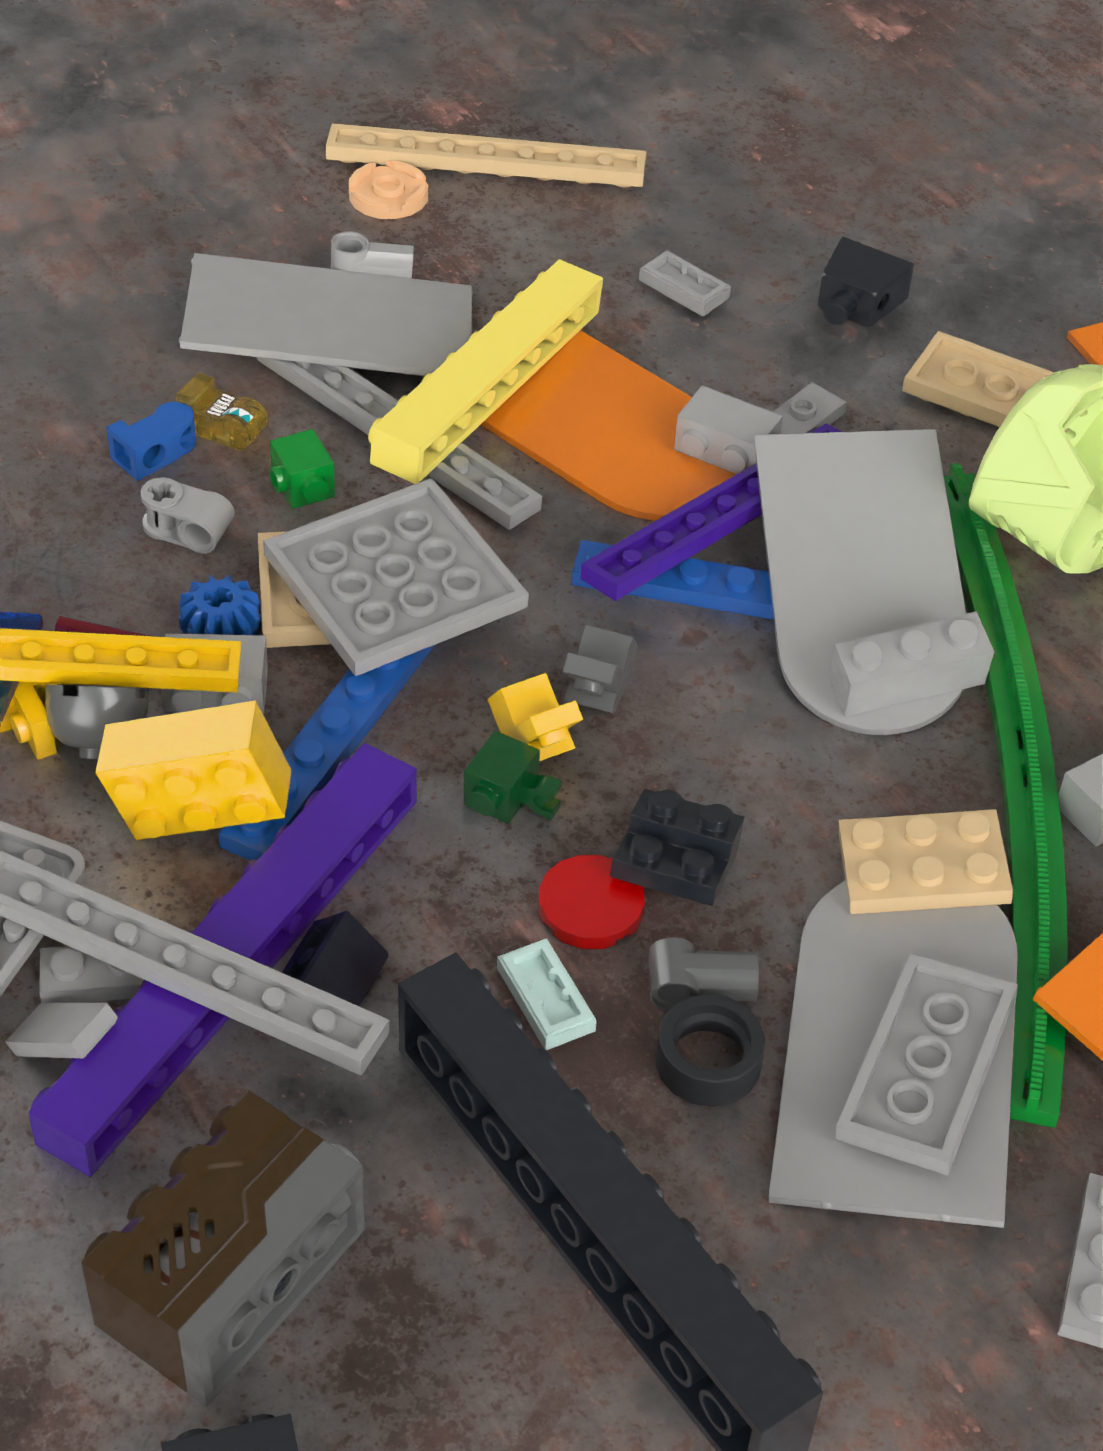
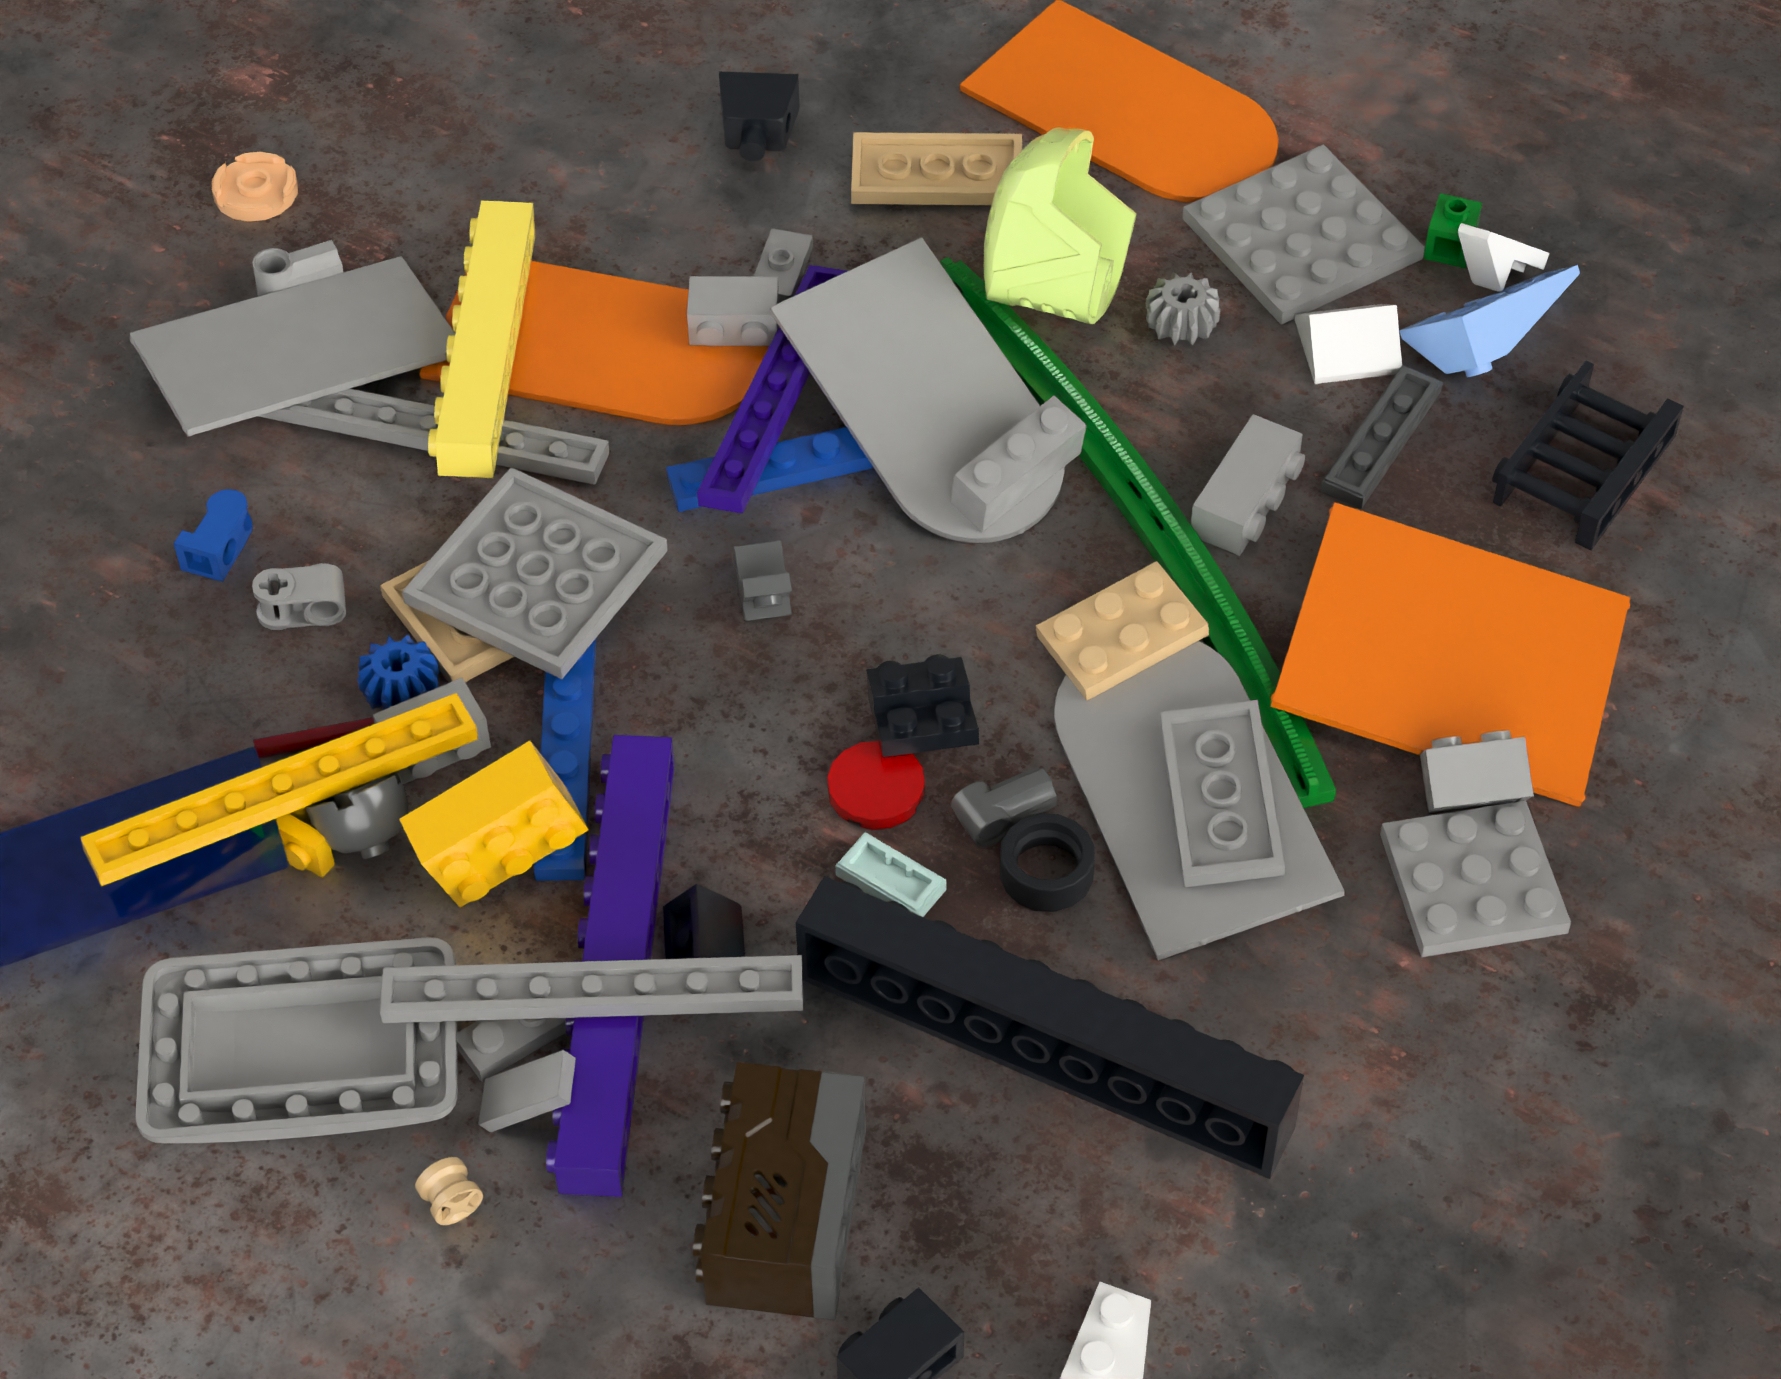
camera: 25 degrees left, 5 degrees up
(221, 414) = (266, 484): clear yellow leg -> none
(301, 469) = (375, 506): green brick -> none
(487, 155) = (326, 113): tan plate -> none
(507, 777) = (743, 712): dark green brick -> none
(533, 716) = (734, 652): yellow brick -> none
(684, 283) = (597, 174): light grey plate -> none

